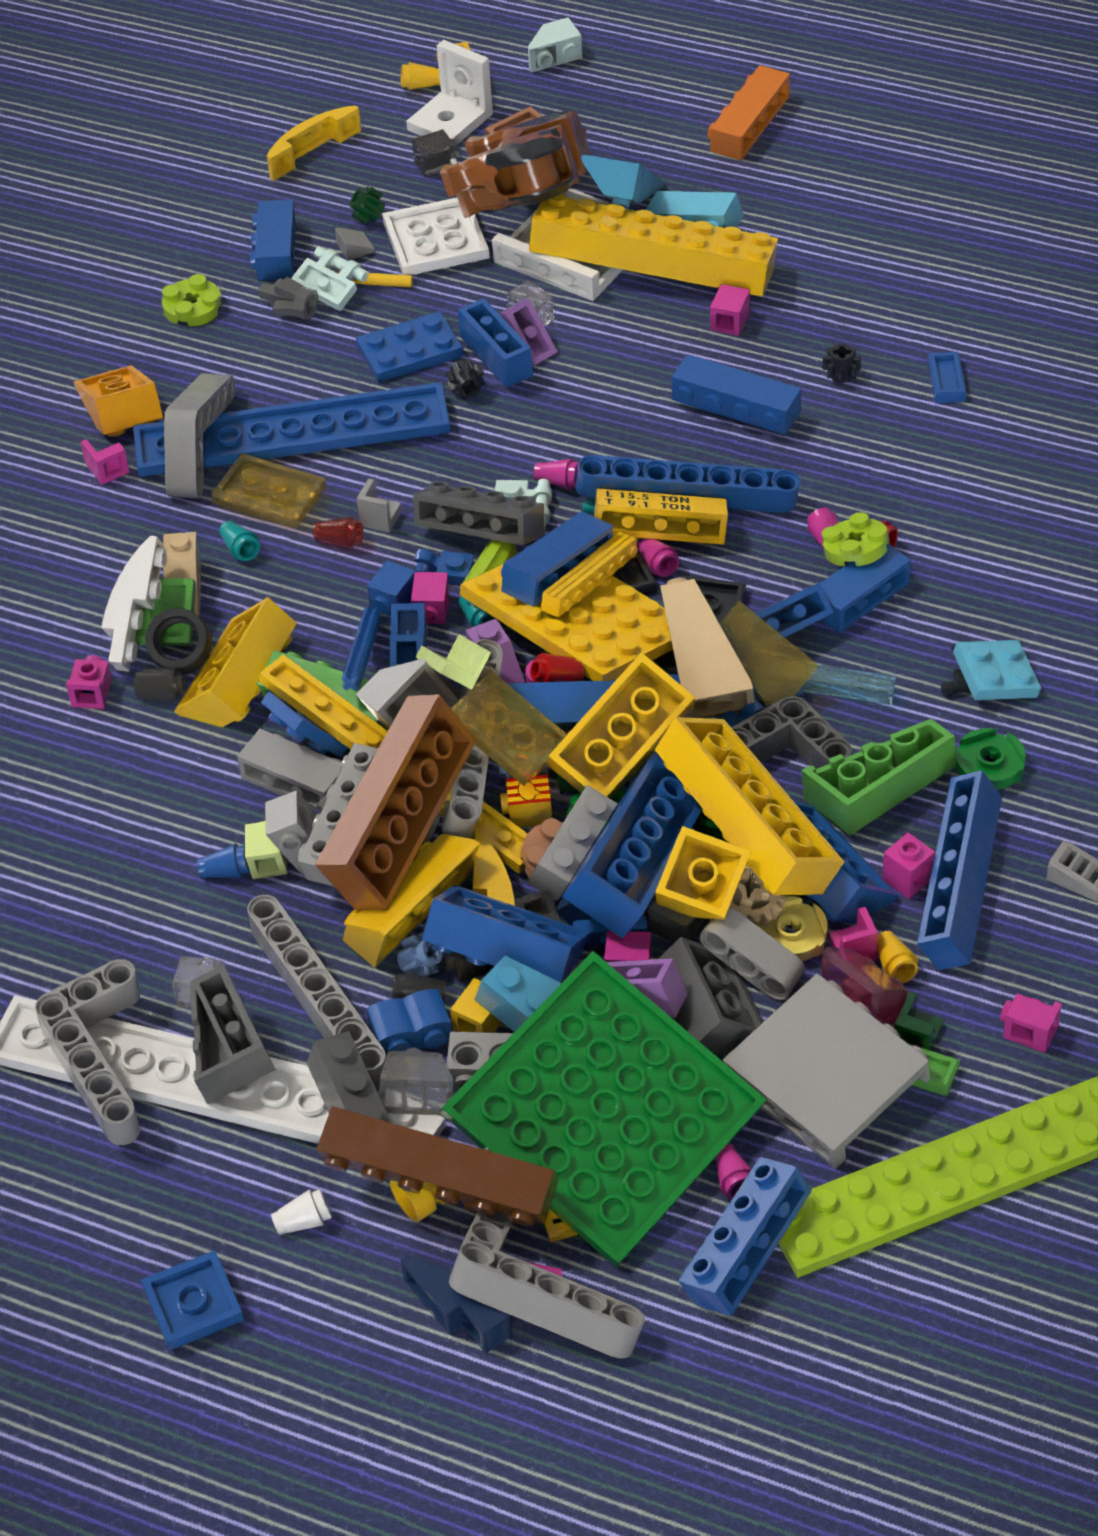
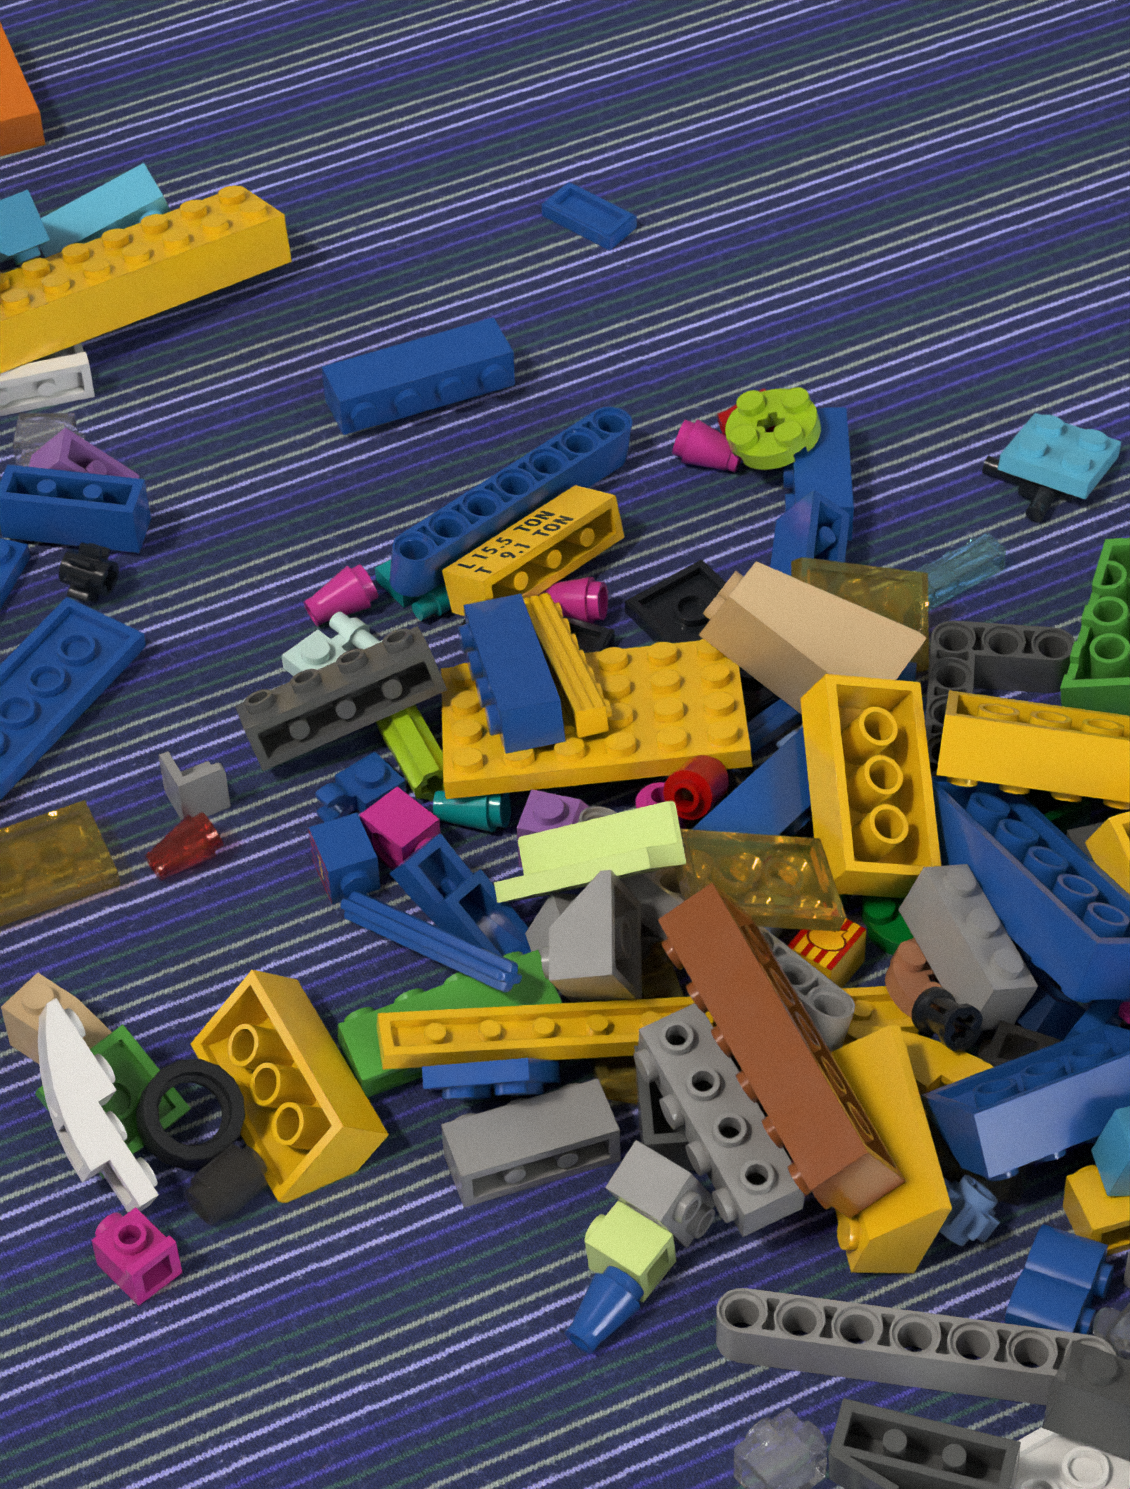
camera: 50 degrees left, 0 degrees up
(239, 541) = (77, 949): teal cone -> none
(409, 983) = (1002, 1253): clear smoke cone -> none
(518, 864) = (933, 1022): none -> black bush
(730, 310) = (277, 298): dark pink brick -> none
(841, 363) = (474, 271): black gear -> none

